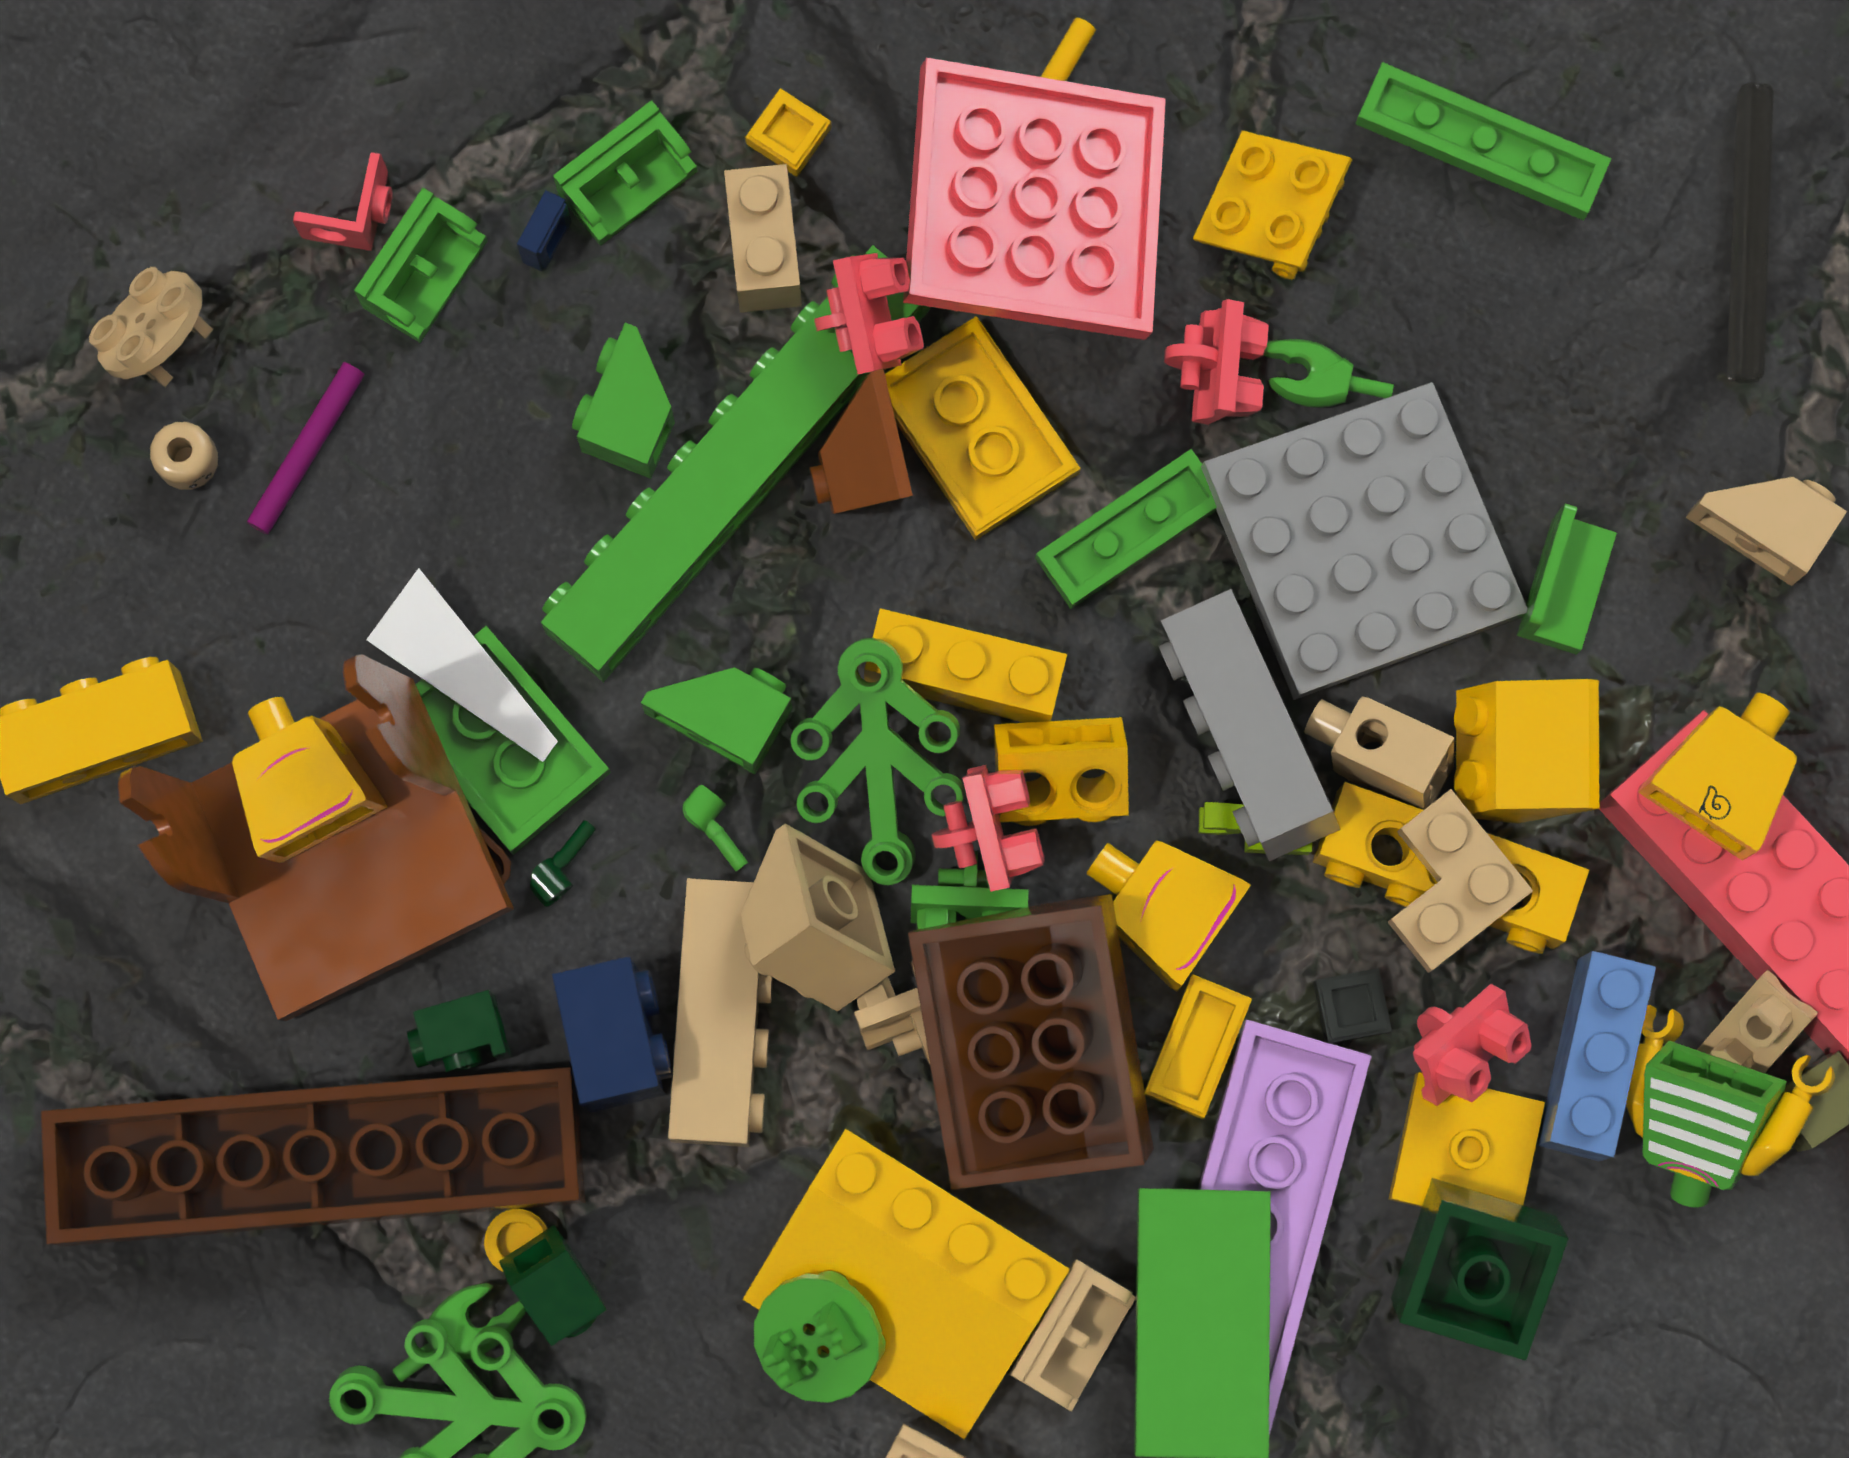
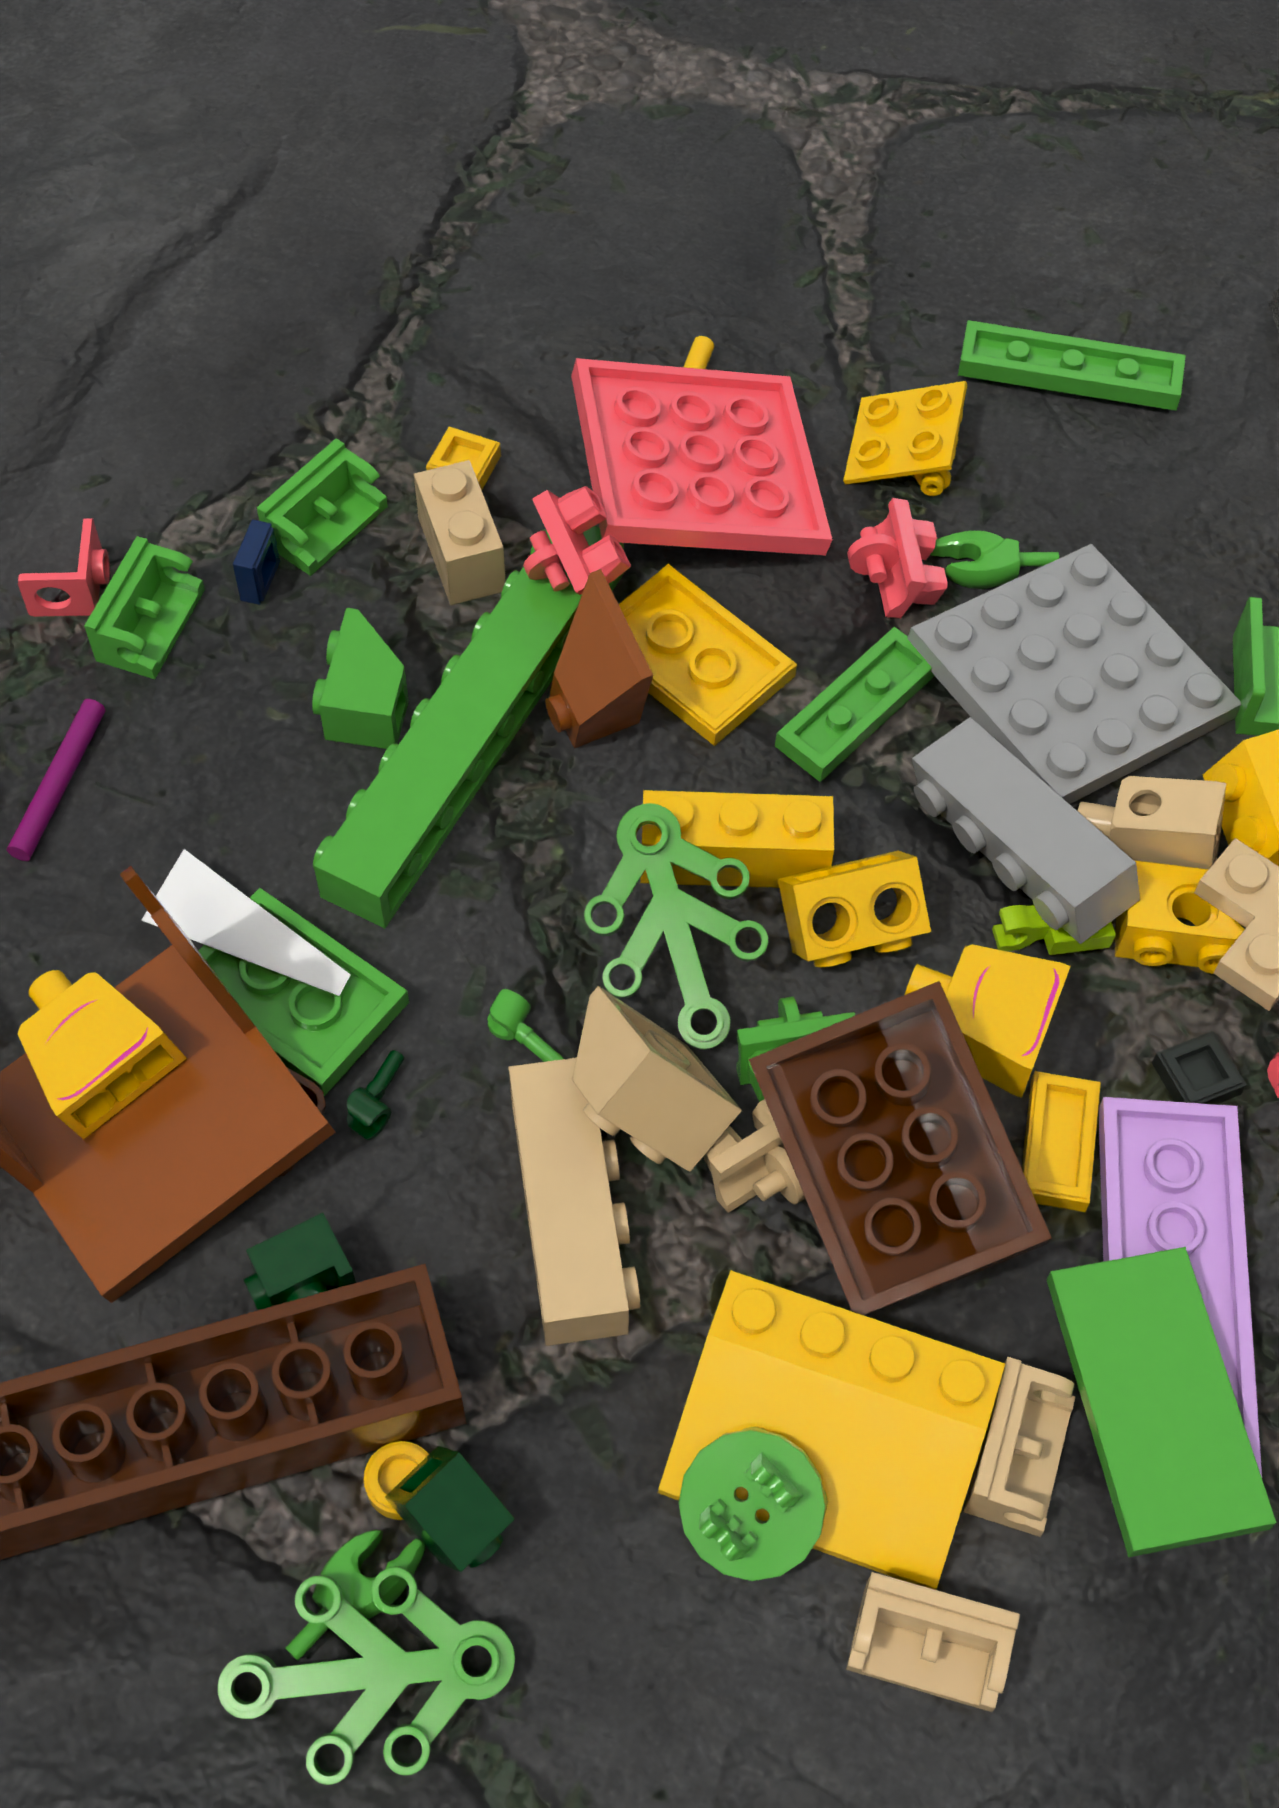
camera: 10 degrees left, 20 degrees down
(611, 1035) = (463, 1229): dark blue brick -> none
(725, 712) = (508, 923): bright green slope -> none
(987, 797) = (793, 926): coral hips -> none

